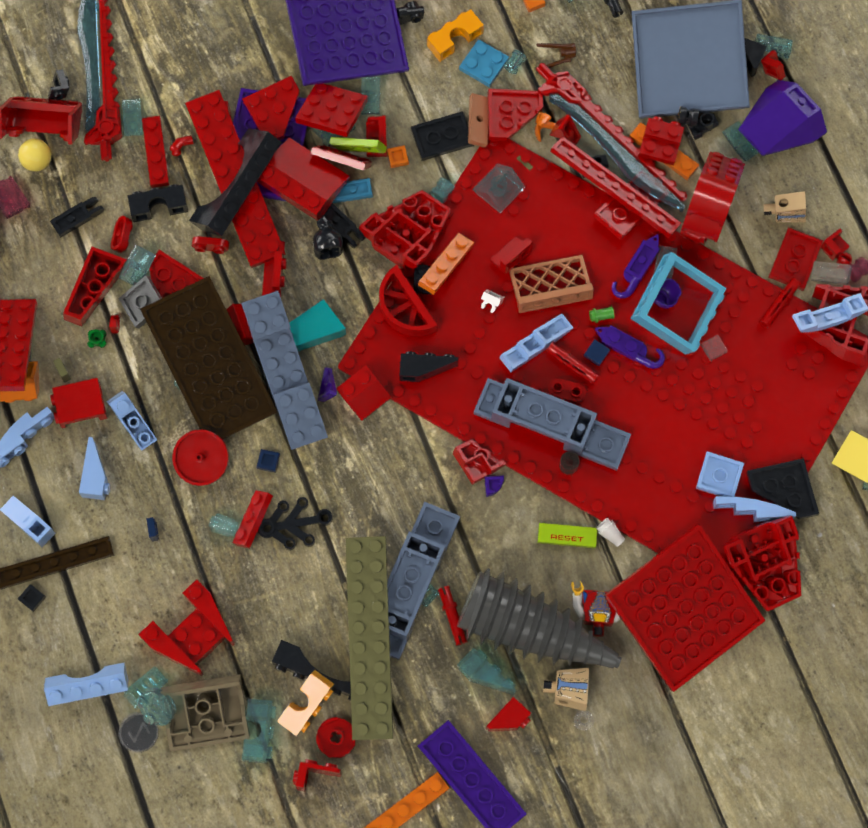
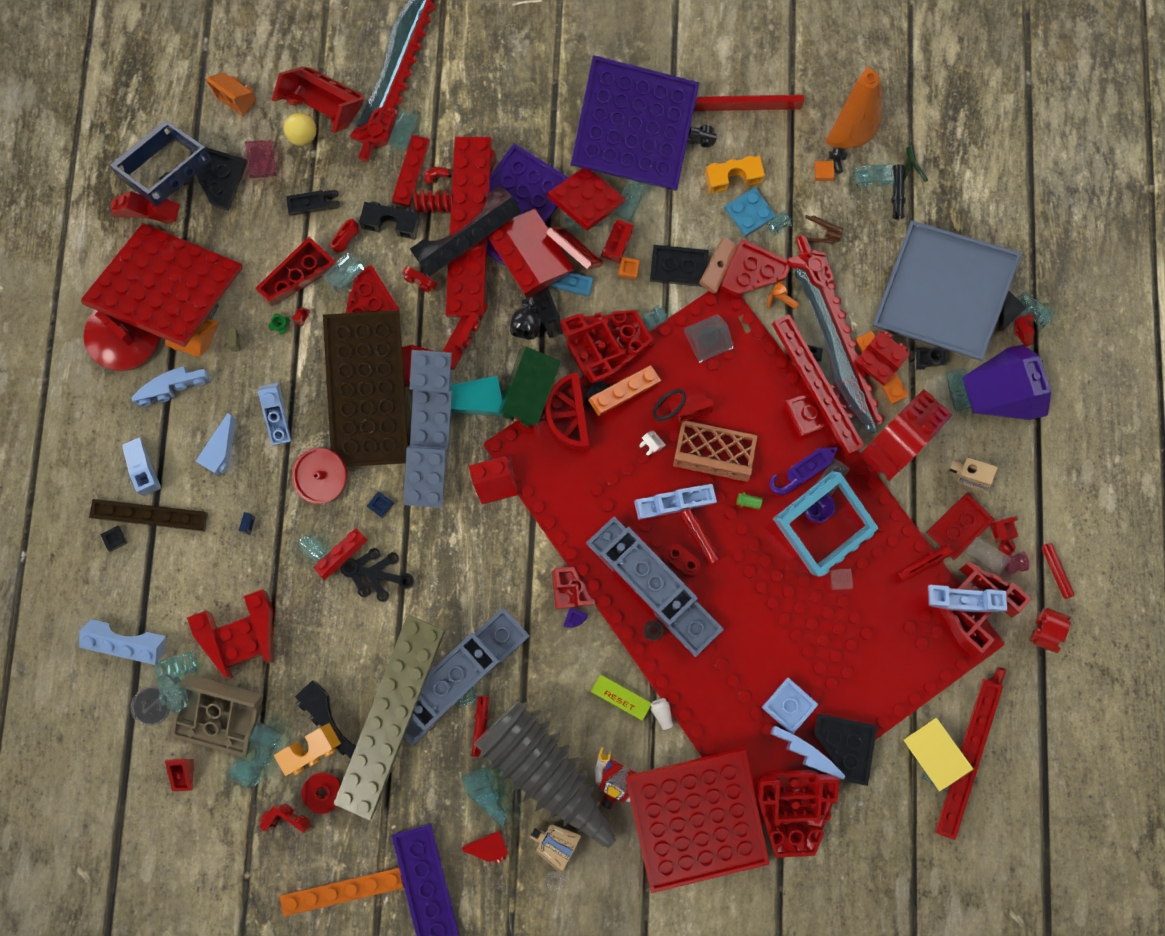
camera: 25 degrees right, 5 degrees up
(61, 85) = (351, 78): black bracket -> none
(78, 402) = (235, 376): red panel -> none
(137, 297) = (332, 302): dark grey plate -> none
(191, 170) = (433, 202): none -> red piece
(196, 779) = (180, 774): none -> red slope
(273, 106) = (534, 174): red plate -> none
(327, 386) = (462, 462): dark purple tile -> none
(358, 145) = (595, 242): lime tile -> none
(358, 295) = (529, 386): none -> dark green slope
(421, 367) = (555, 478): black slope -> none
(500, 262) = (675, 411): none -> black tyre
(566, 128) = (797, 309): red slope -> none
(596, 352) = (728, 535): dark blue tile -> none
(628, 346) = (760, 542): dark purple plate -> none
(688, 116) = (918, 345): black wheel -> none

